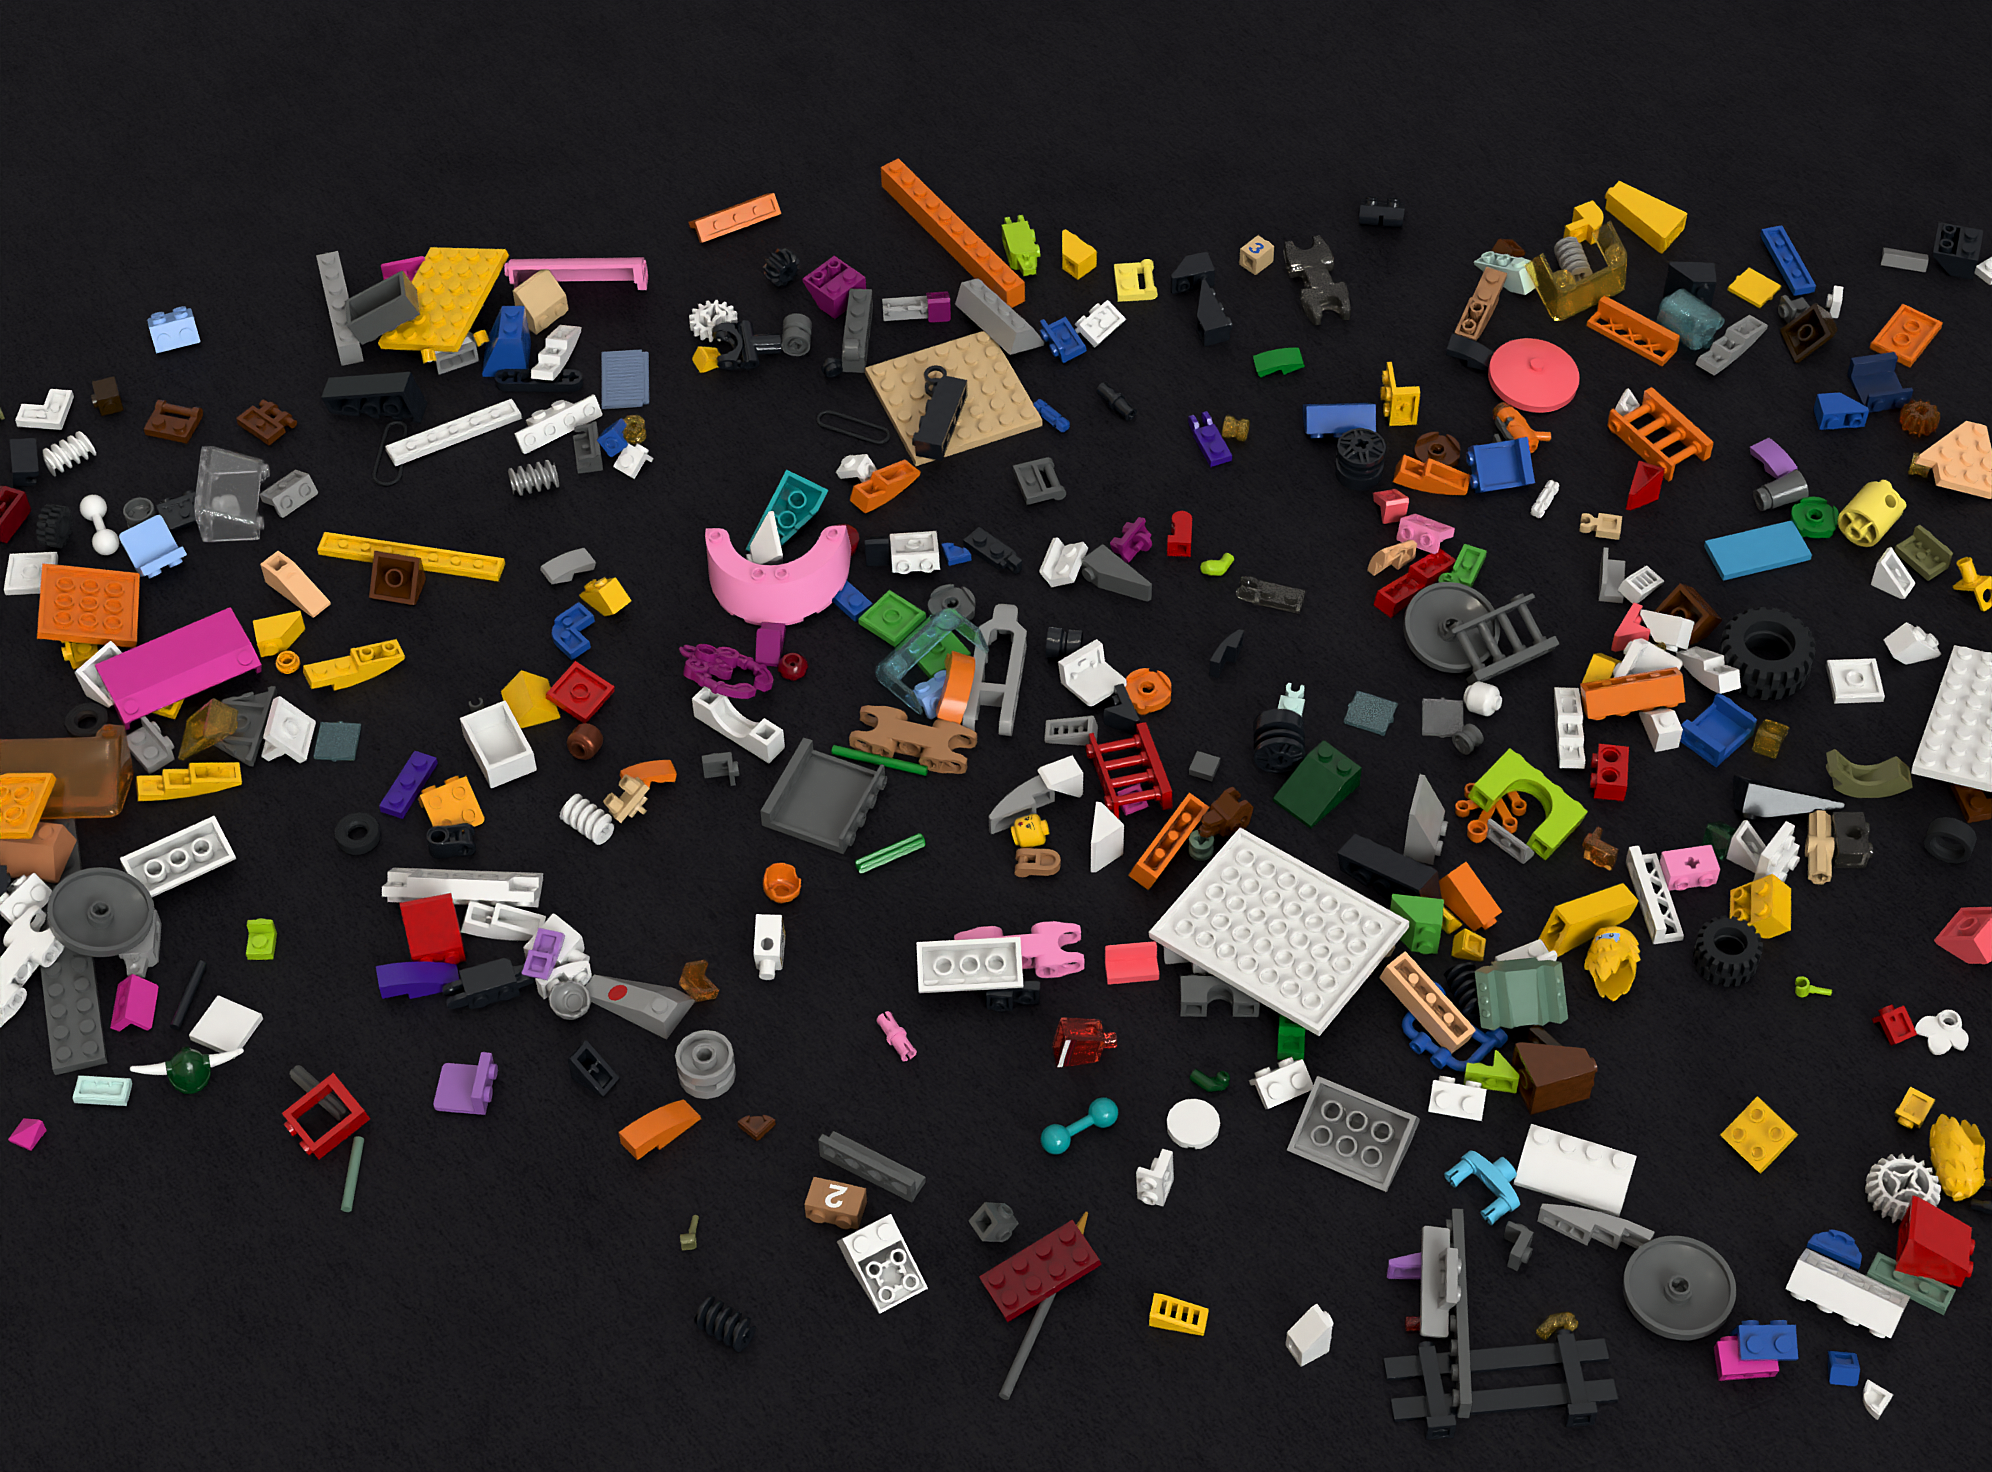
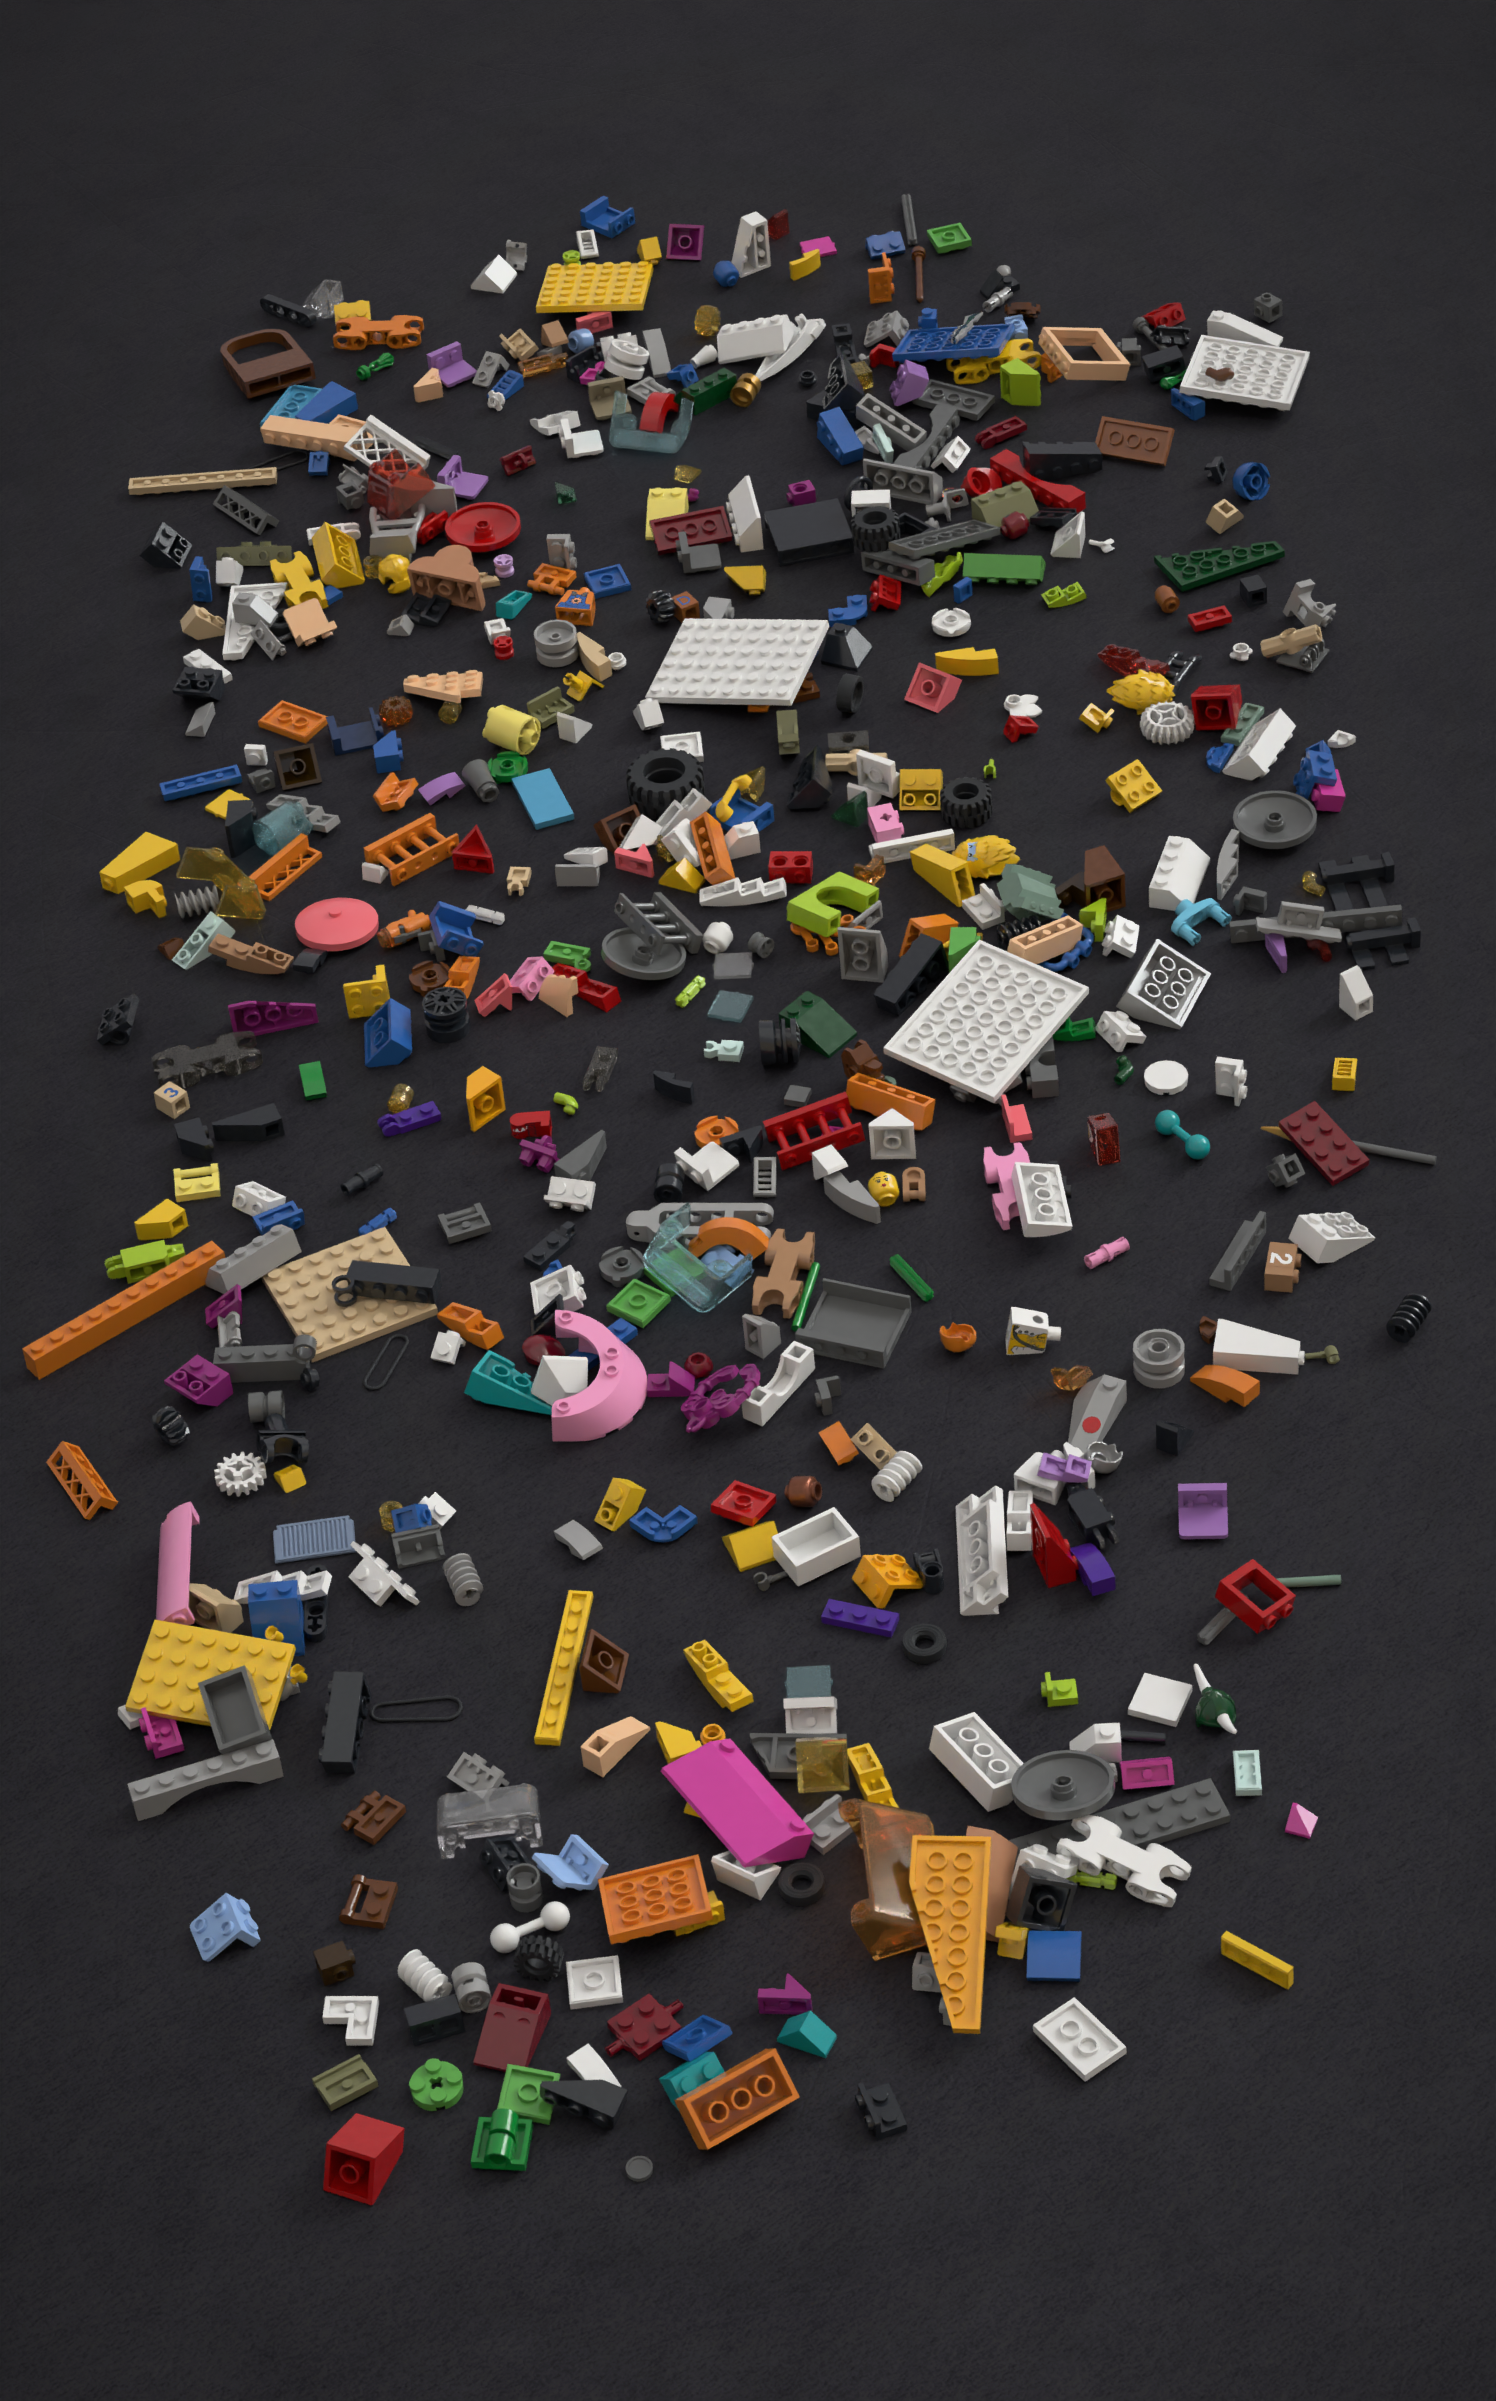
camera: 90 degrees left, 10 degrees down
(44, 484) = (471, 1987): none -> light grey wheel
(174, 967) = (1100, 1740): none -> white slope
(453, 432) = (391, 1660): white tile -> none
(706, 1159) = (1255, 1349): none -> white slope
(814, 710) = (760, 1335): none -> light grey slope
(1215, 485) = (484, 1097): none -> light orange slope
(1375, 311) = (270, 1017): none -> magenta wedge
(1395, 675) = (690, 991): none -> lime axle
(1753, 717) = (723, 811): none -> yellow bar
(1764, 417) = (394, 793): none -> orange bracket

